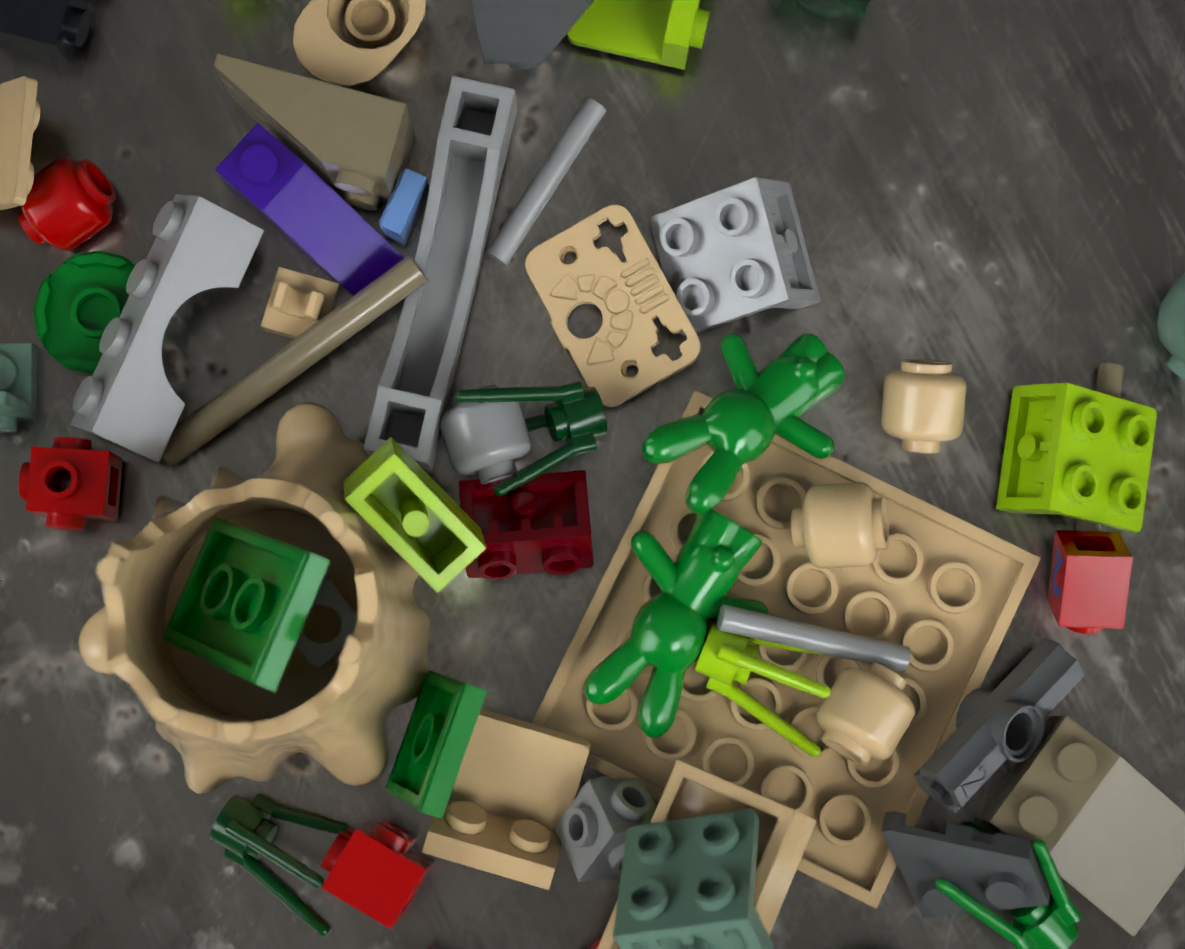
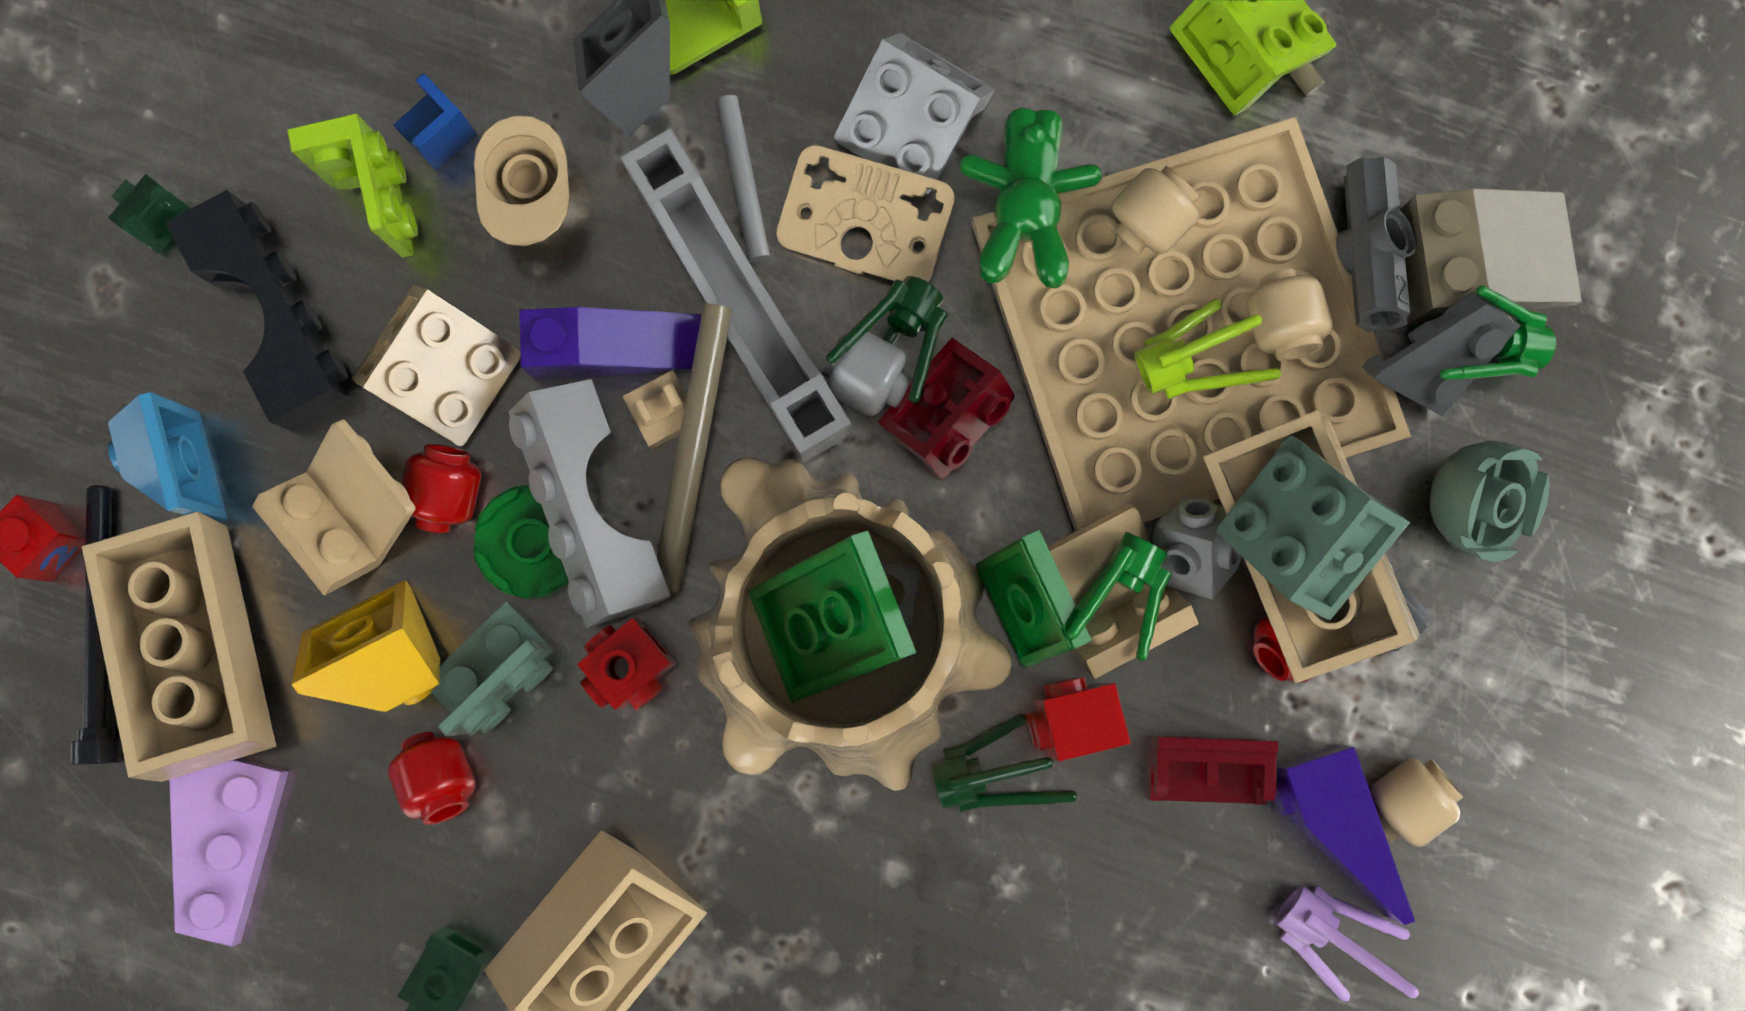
camera: 40 degrees left, 0 degrees up
(156, 103) = (437, 365): none -> tan bracket
(342, 134) = (573, 265): dark tan slope -> none
(404, 207) = (667, 279): medium blue tile -> none
(414, 514) = (879, 461): lime brick -> none
(535, 793) = (1132, 566): none -> green plant
(673, 624) = (1110, 376): green animal -> none
(812, 638) = (1206, 300): light grey bar -> none
(923, 404) = (1127, 90): tan head -> none
(1089, 580) = (1340, 100): brick -> none

